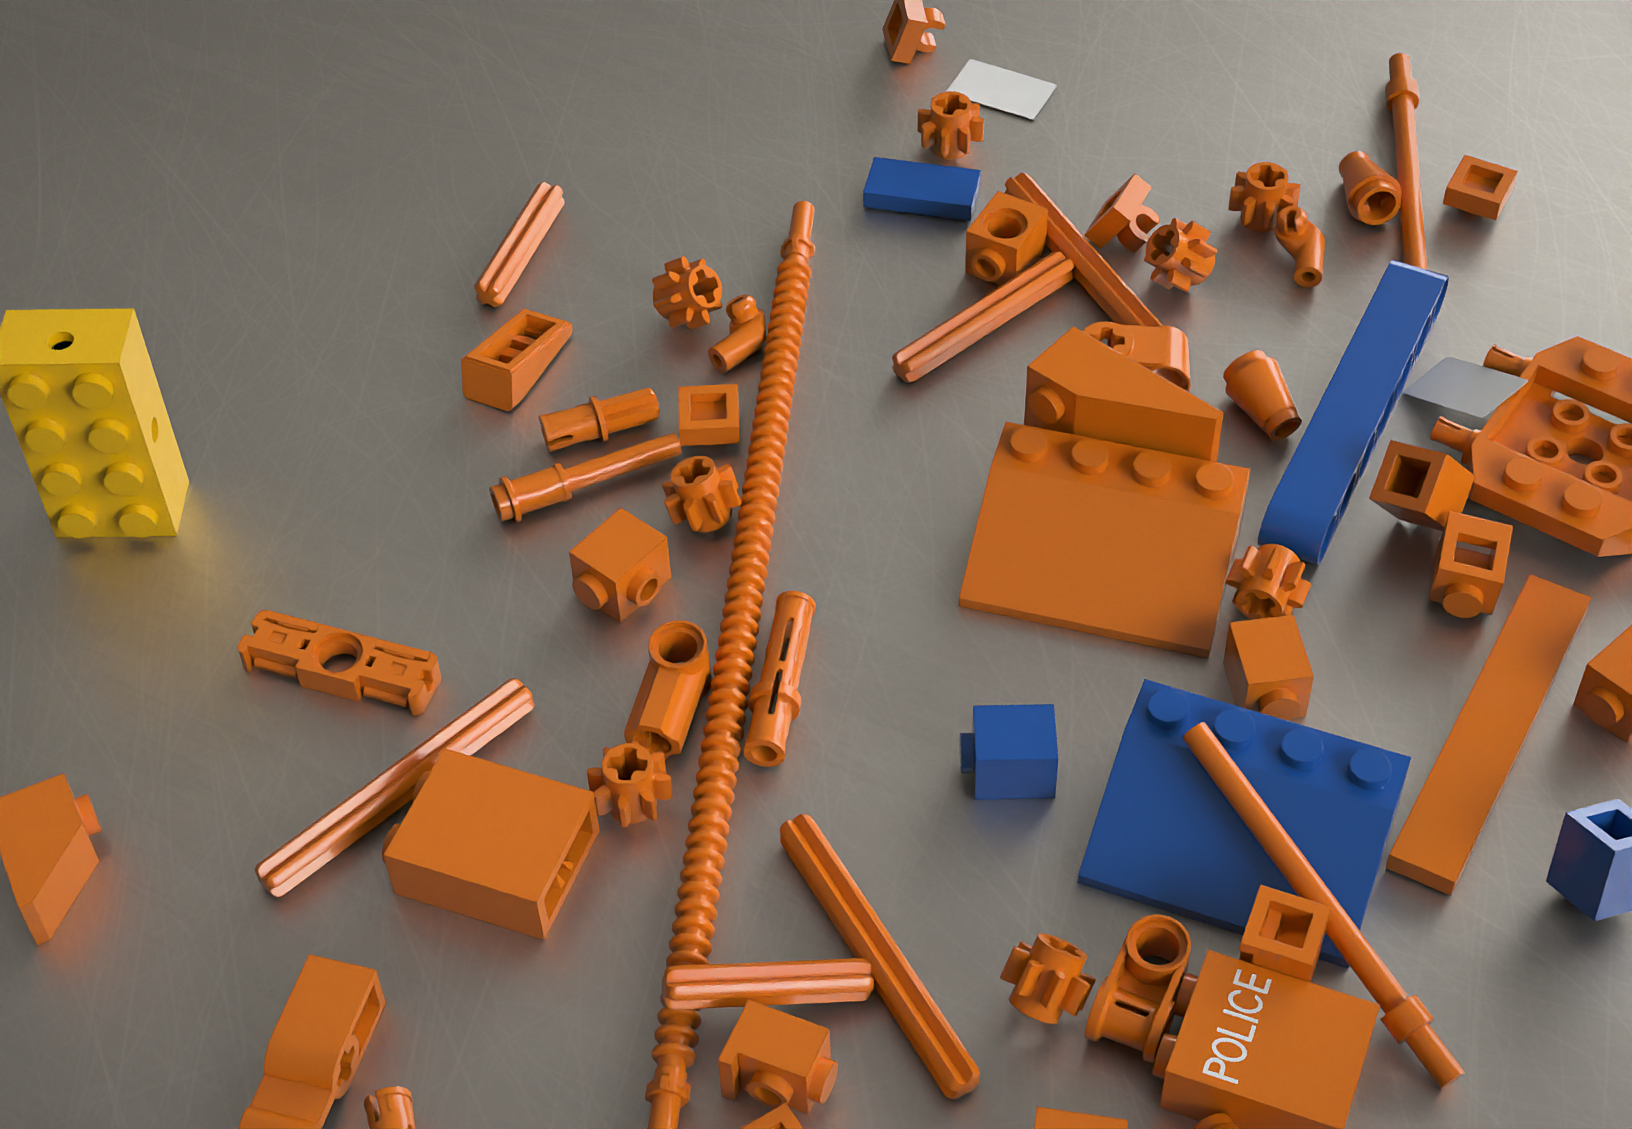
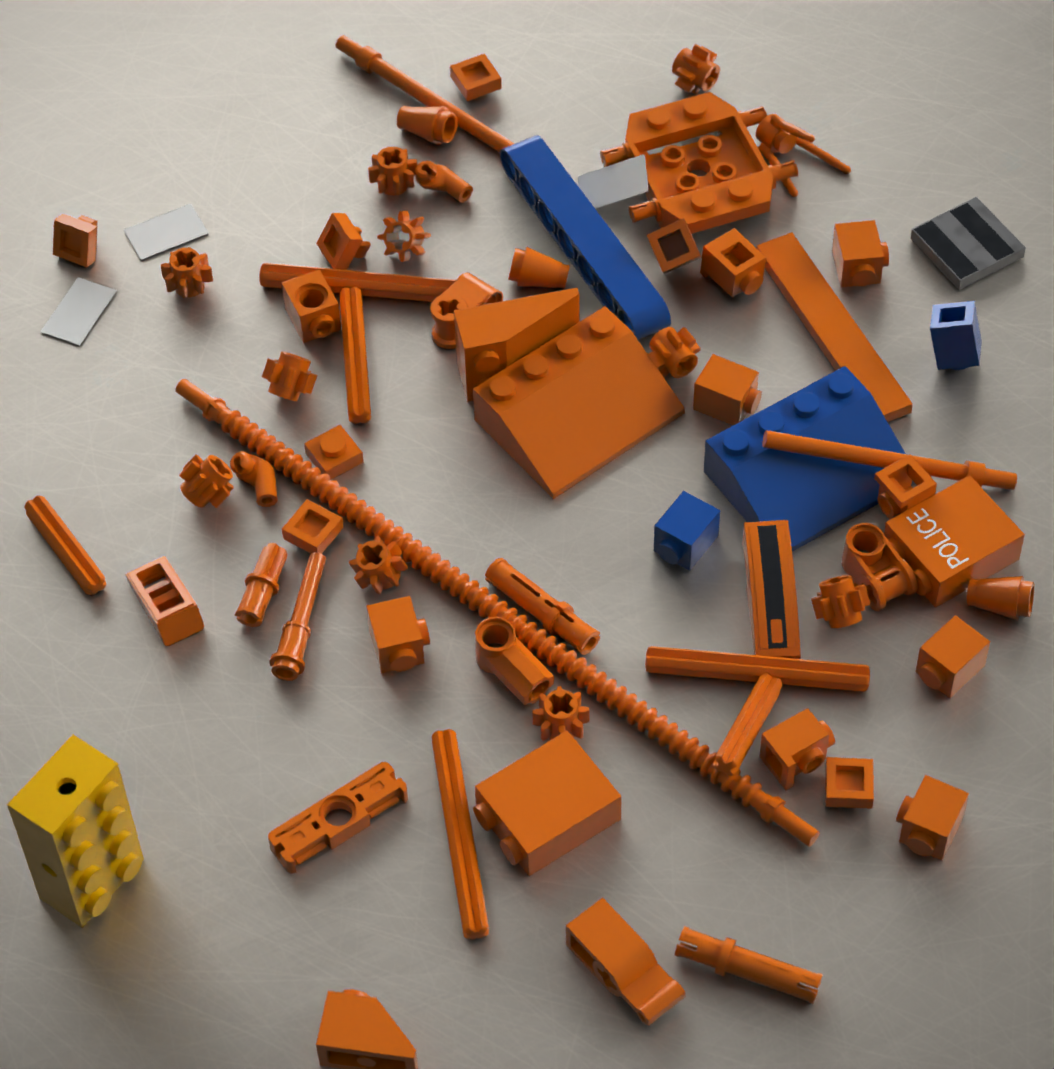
camera: 55 degrees left, 5 degrees up
(832, 88) = (78, 311): none -> white sticker
(834, 377) = (334, 452): none -> orange plate
(890, 276) = (289, 376): none -> orange gear
(922, 188) = (219, 319): blue tile -> none
(1001, 893) = (771, 589): none -> orange slope

